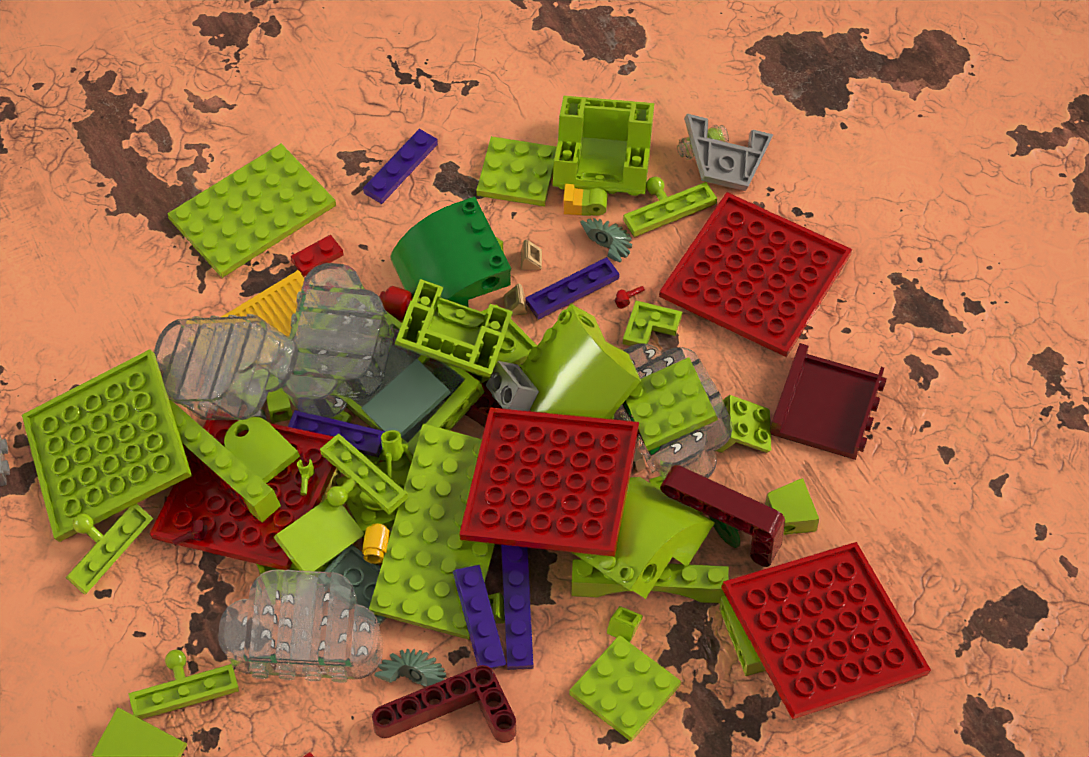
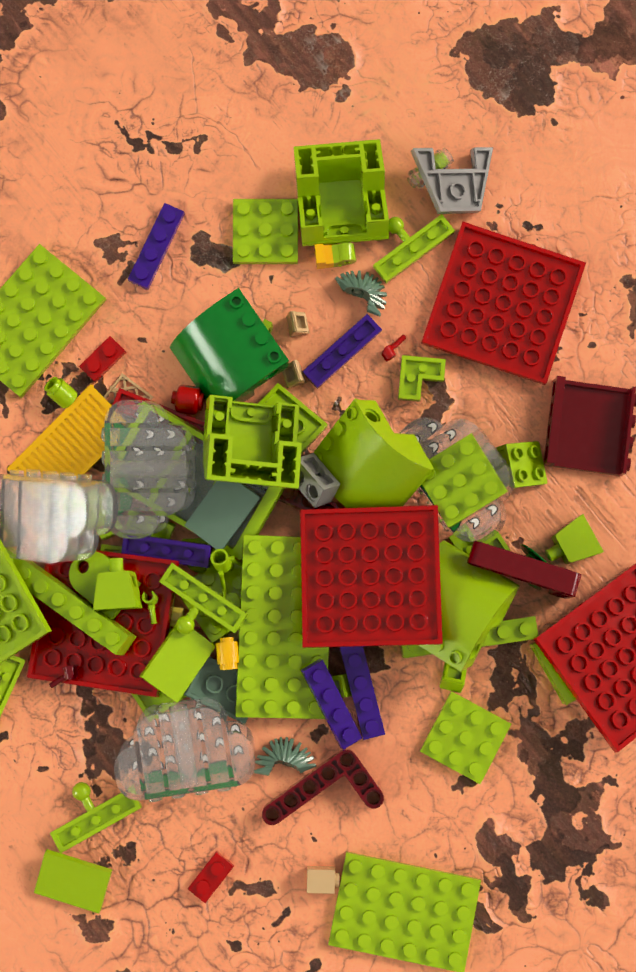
camera: 15 degrees left, 25 degrees up
(264, 272) = (60, 392): none -> lime brick
(272, 449) = (116, 589): none -> lime torso

